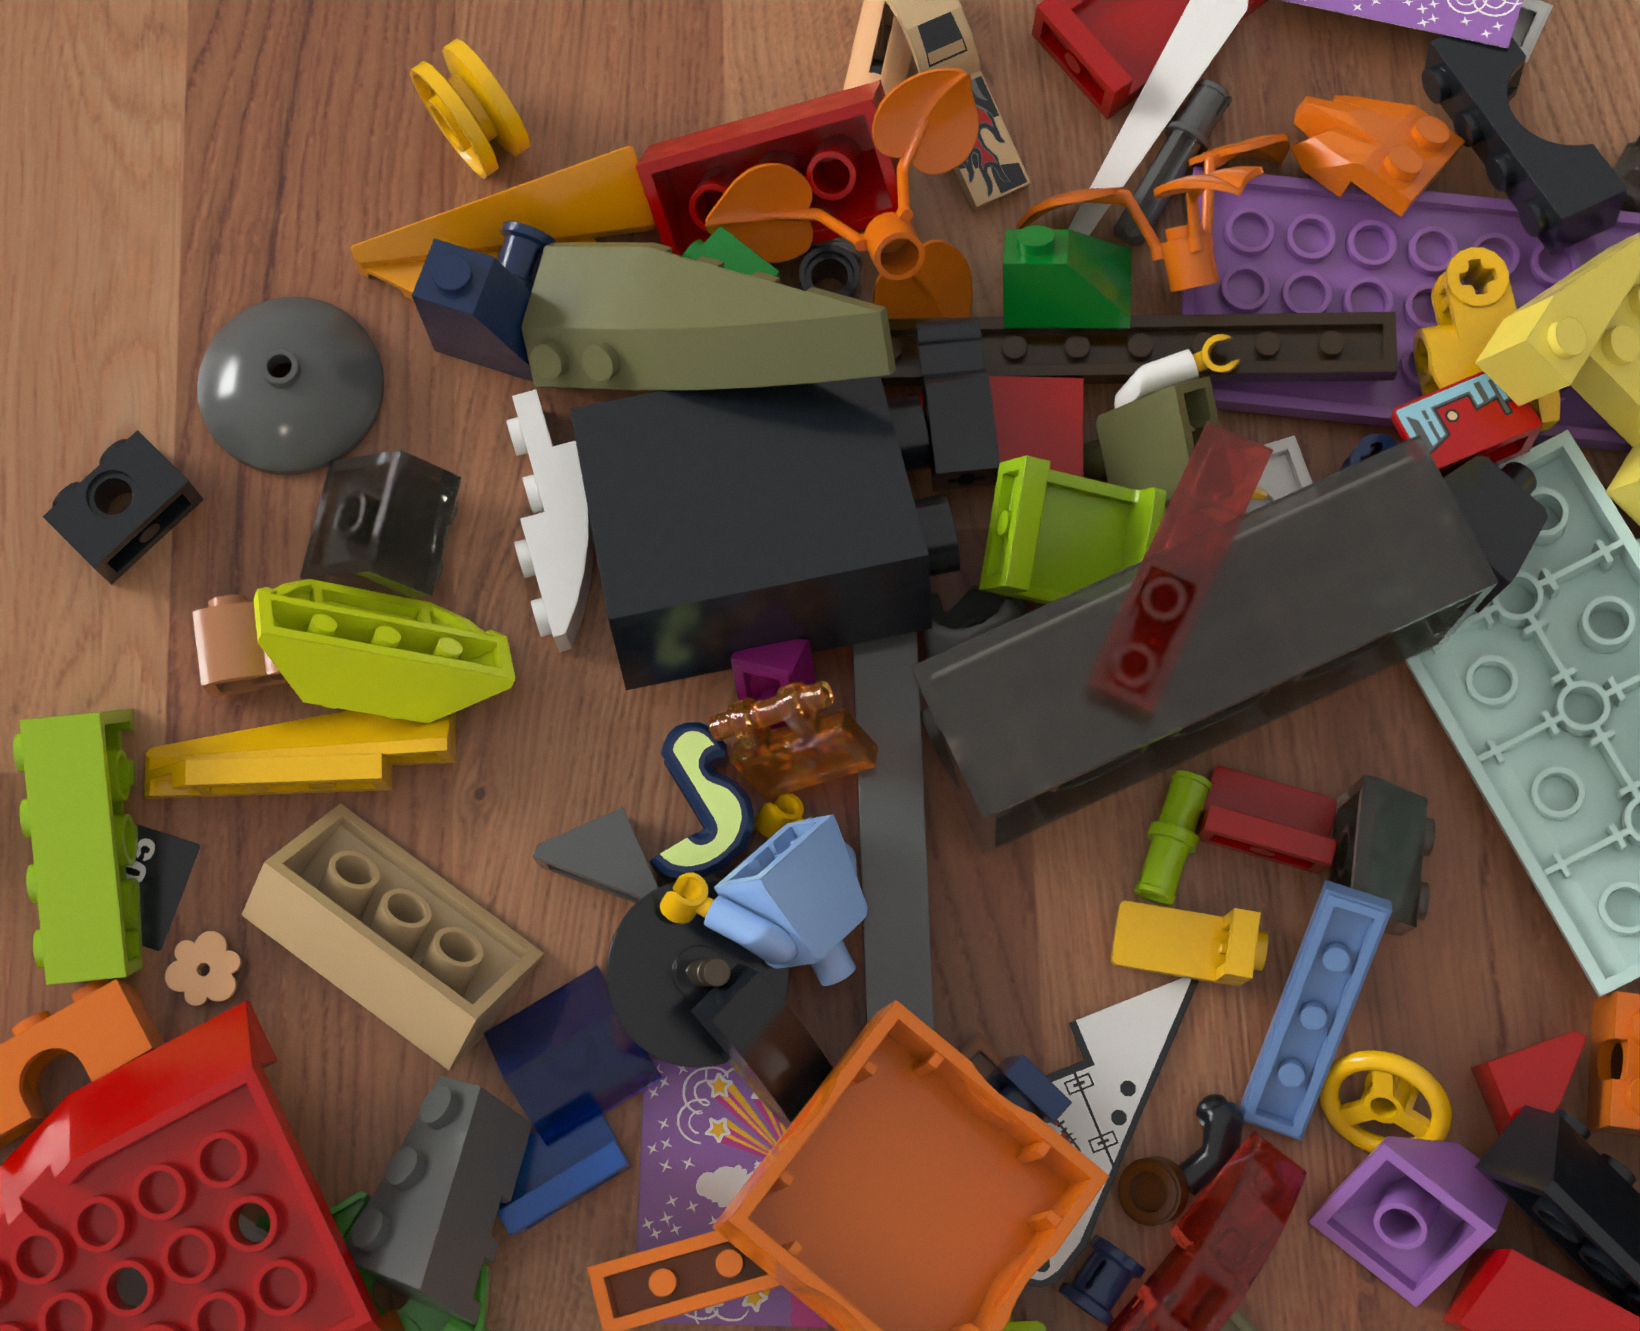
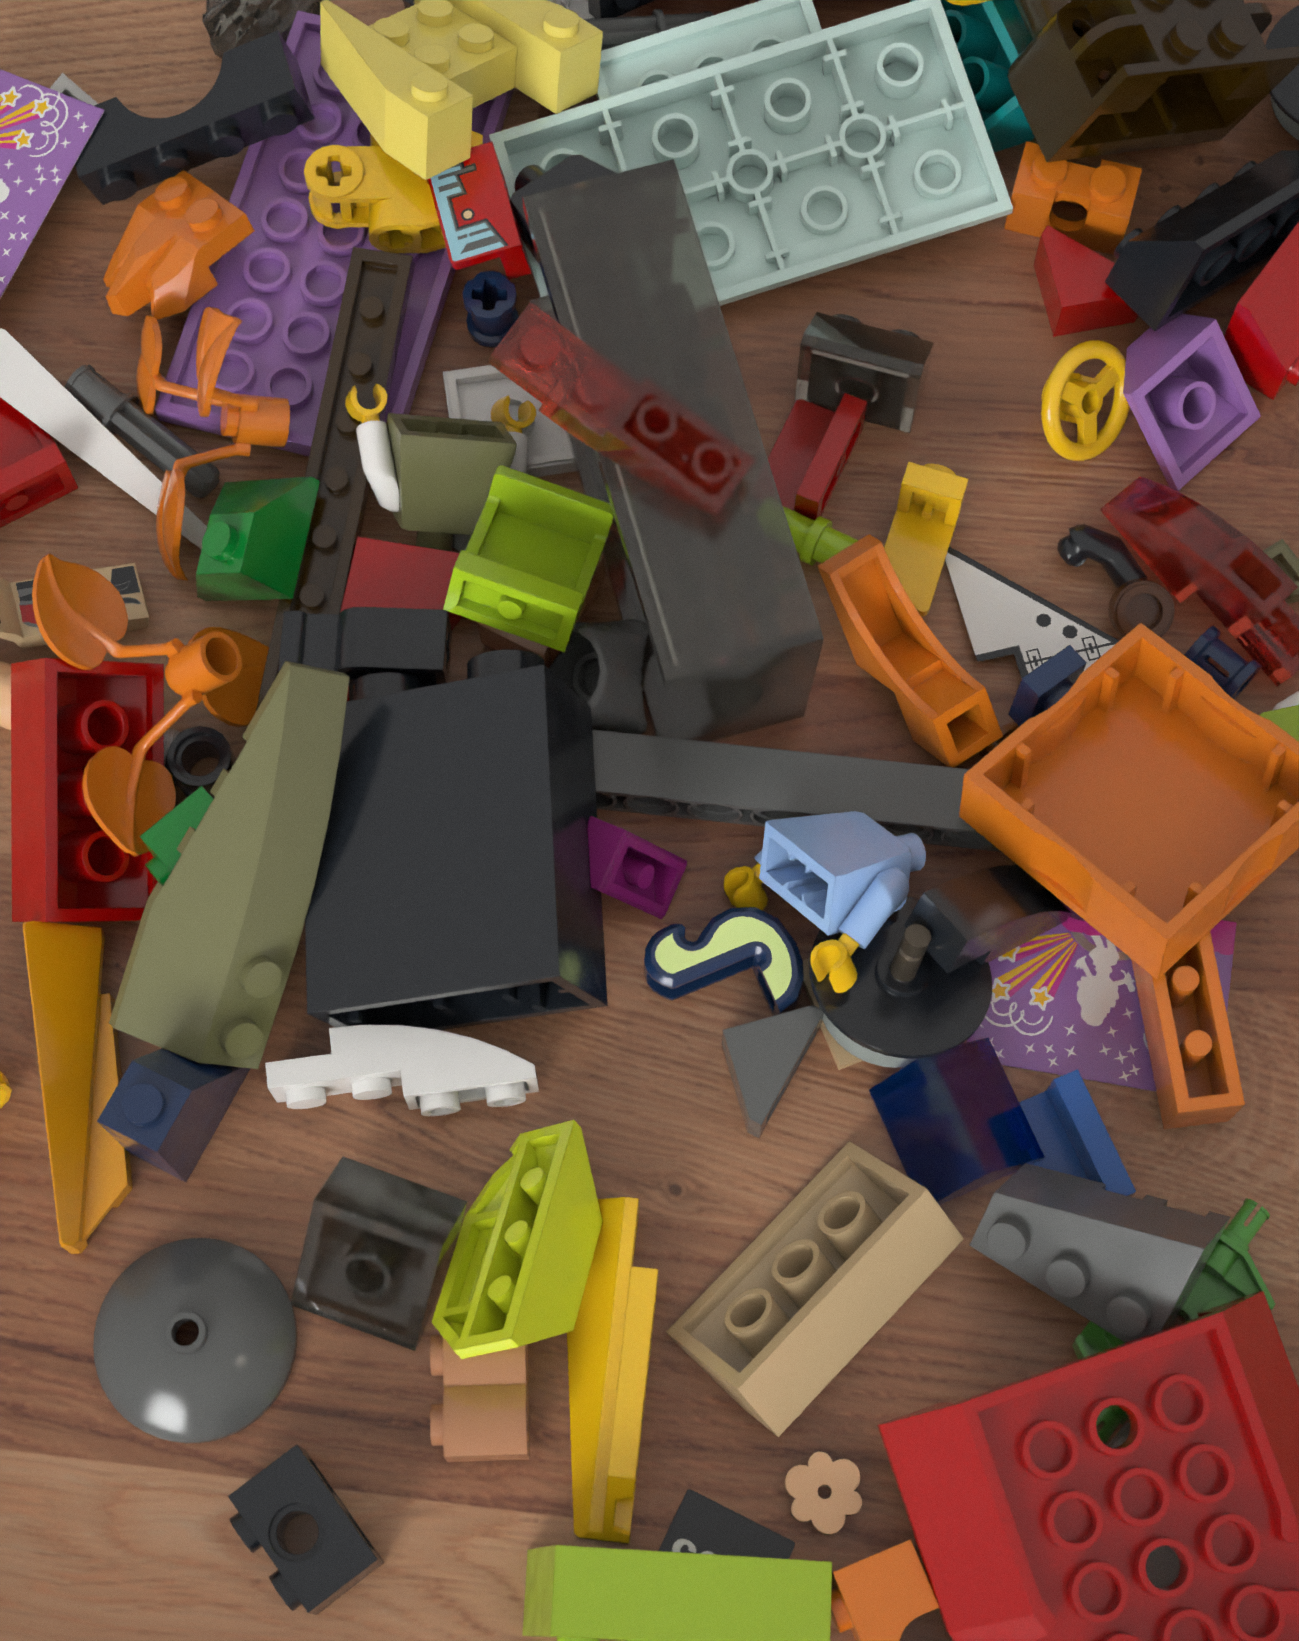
camera: 80 degrees left, 5 degrees down
(523, 250) = (107, 1055): dark blue bush -> none
(798, 755) = (682, 852): clear orange plate -> none
(1049, 941) = (891, 642): none -> orange arch
(1314, 1009) = (1000, 434): medium blue tile -> none

